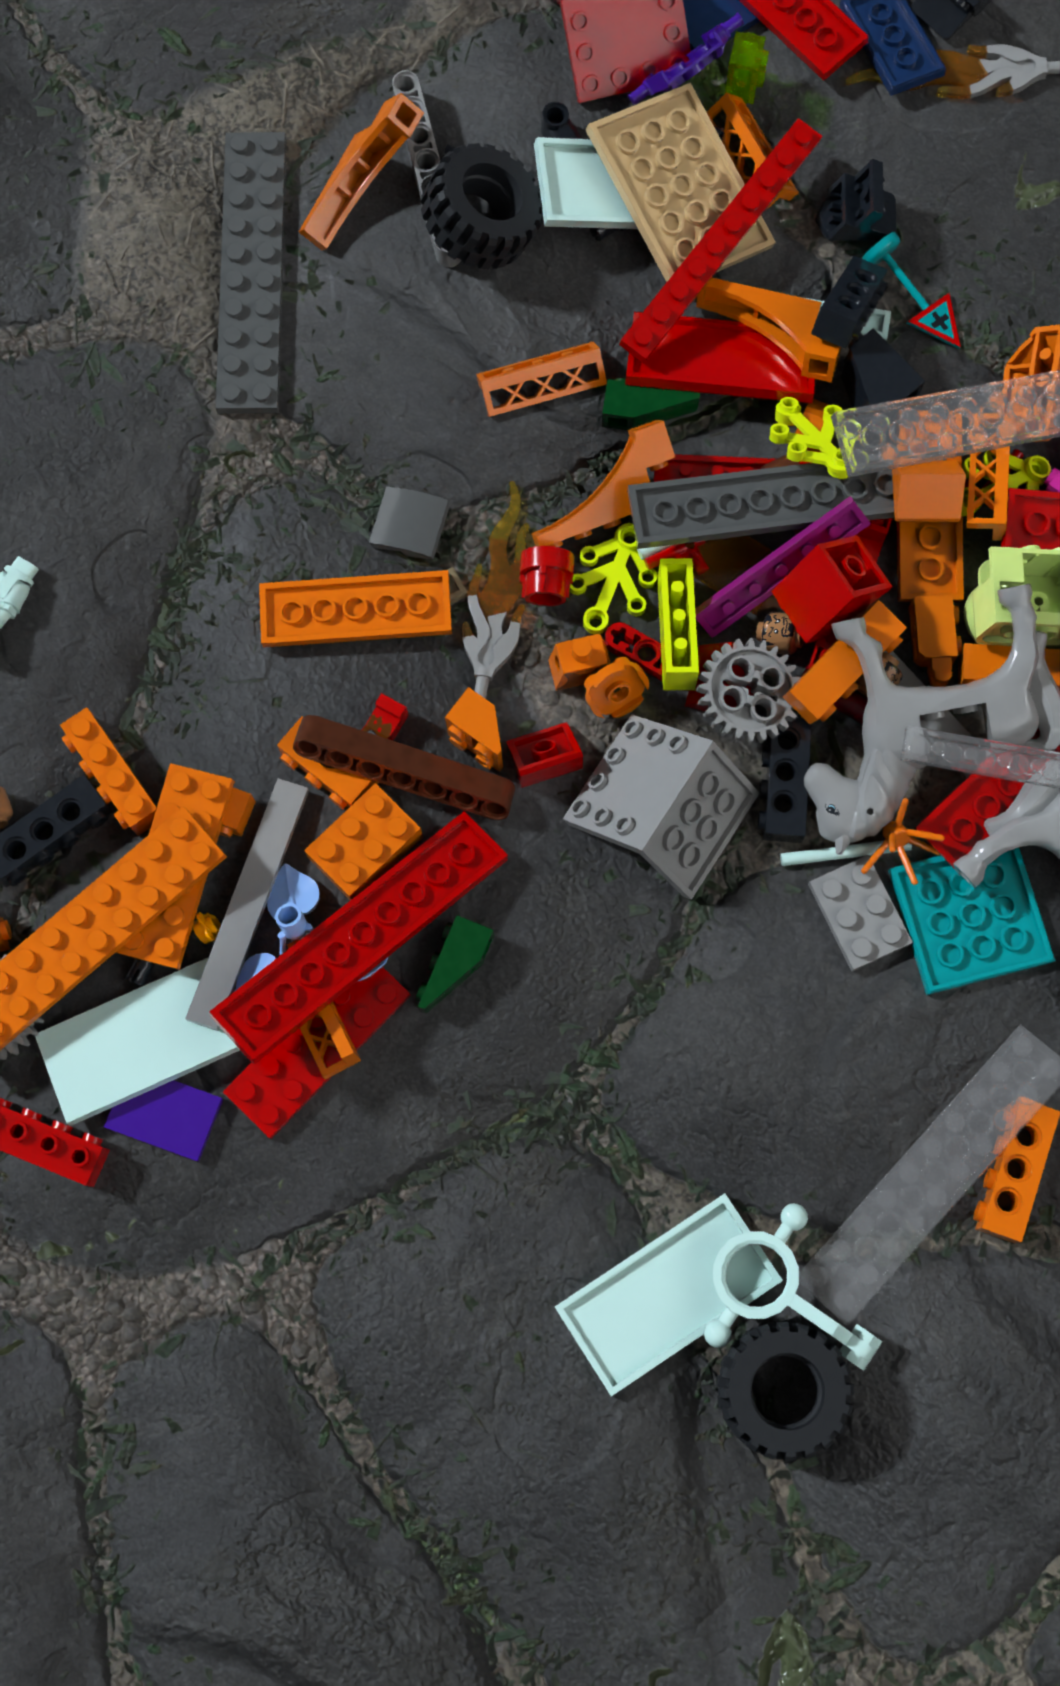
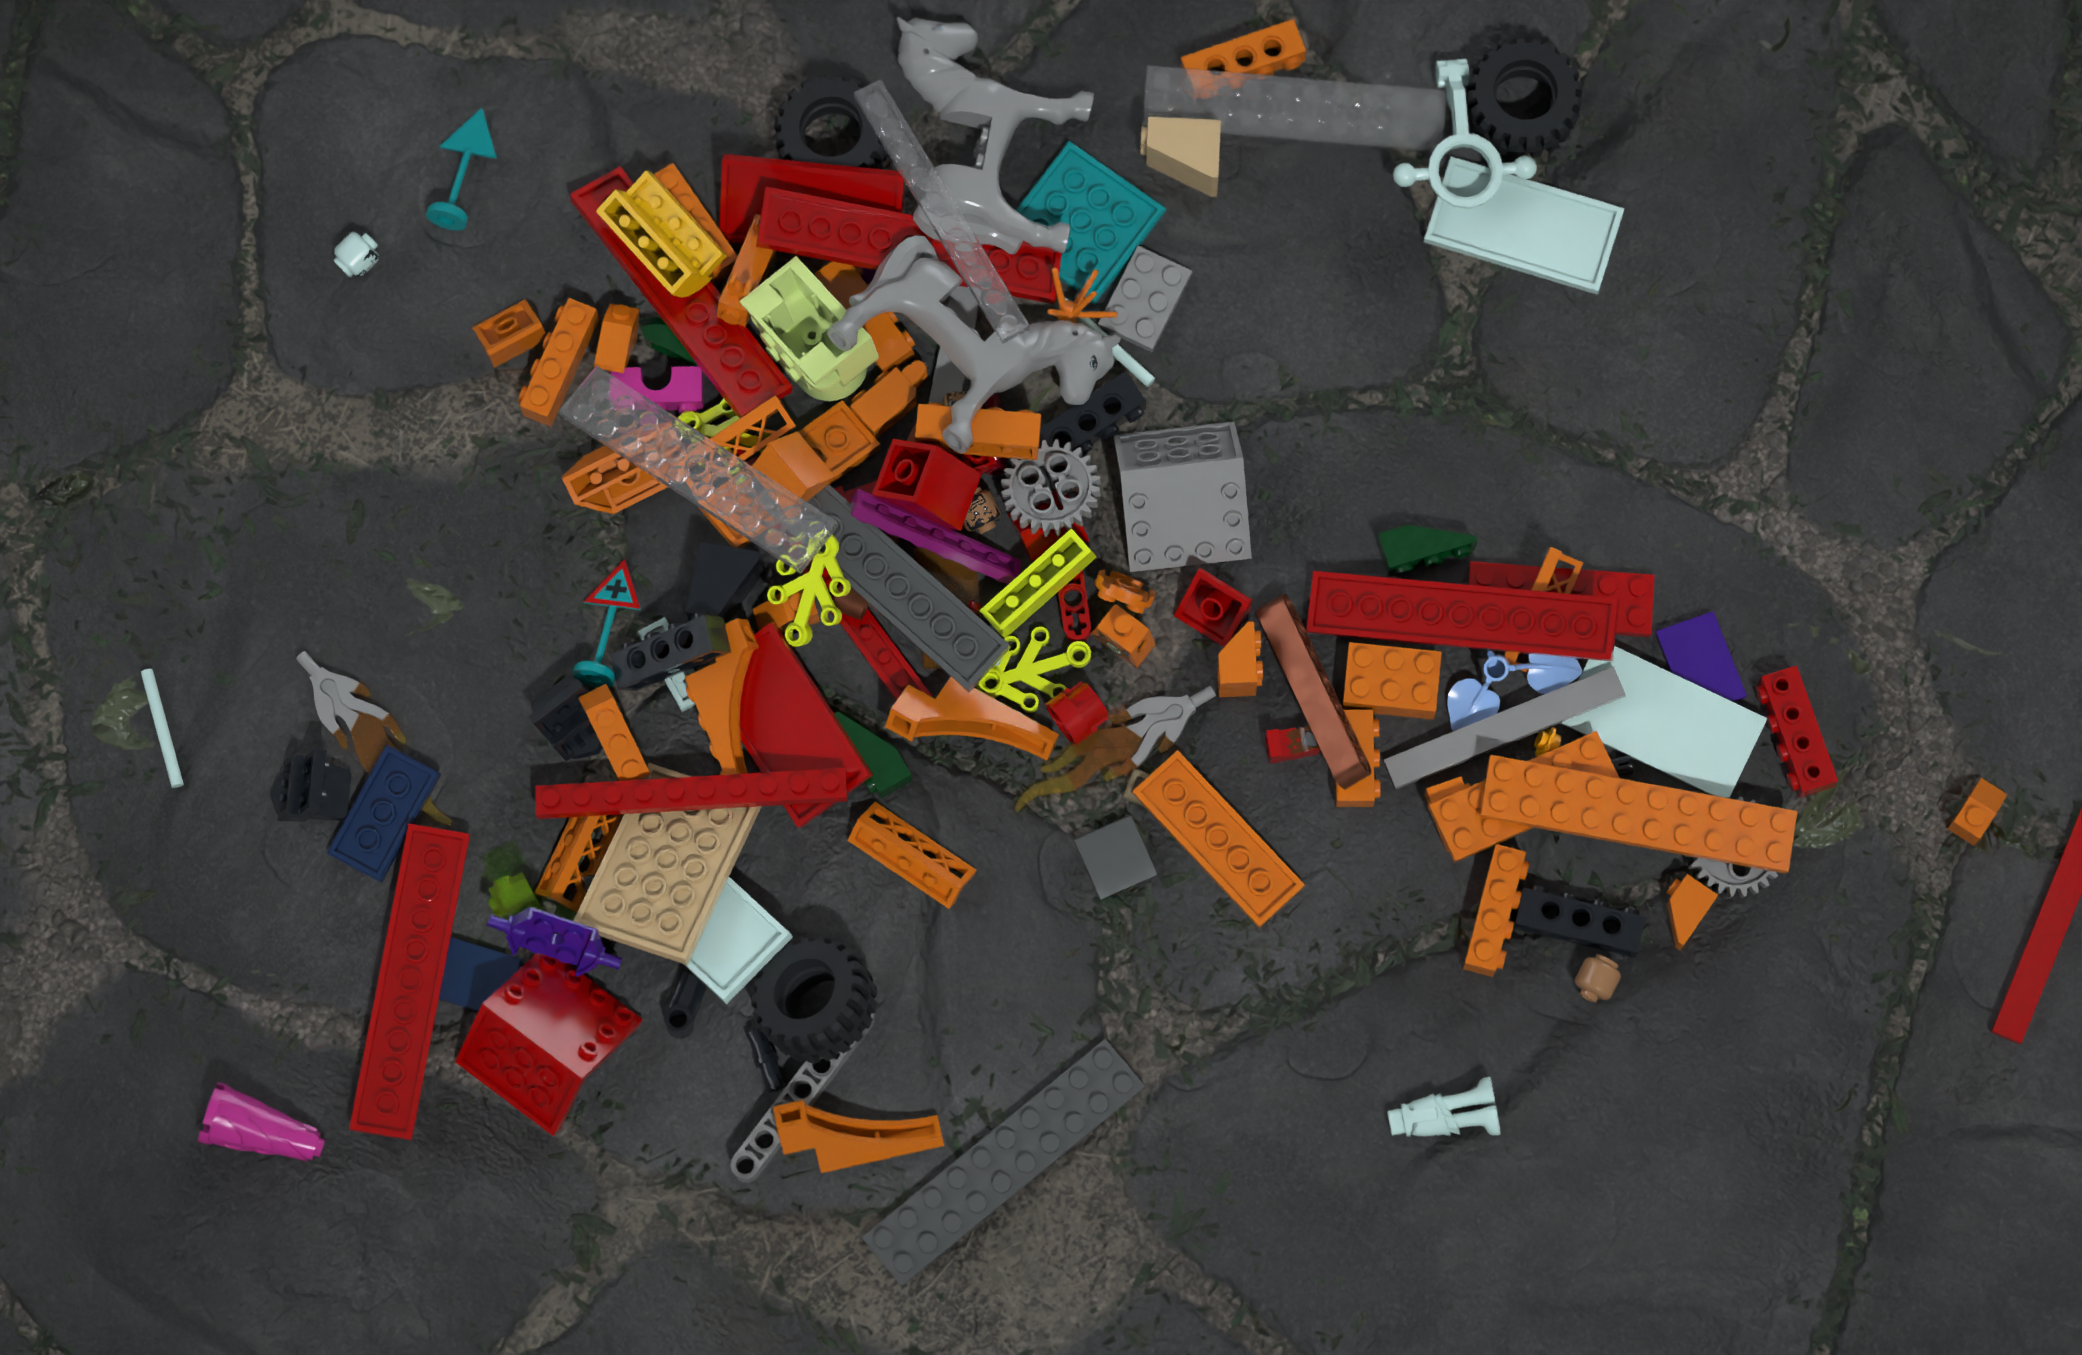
camera: 130 degrees left, 0 degrees up
(835, 209) = (614, 734): none -> orange arch
(967, 1046) = (1184, 150): none -> tan slope

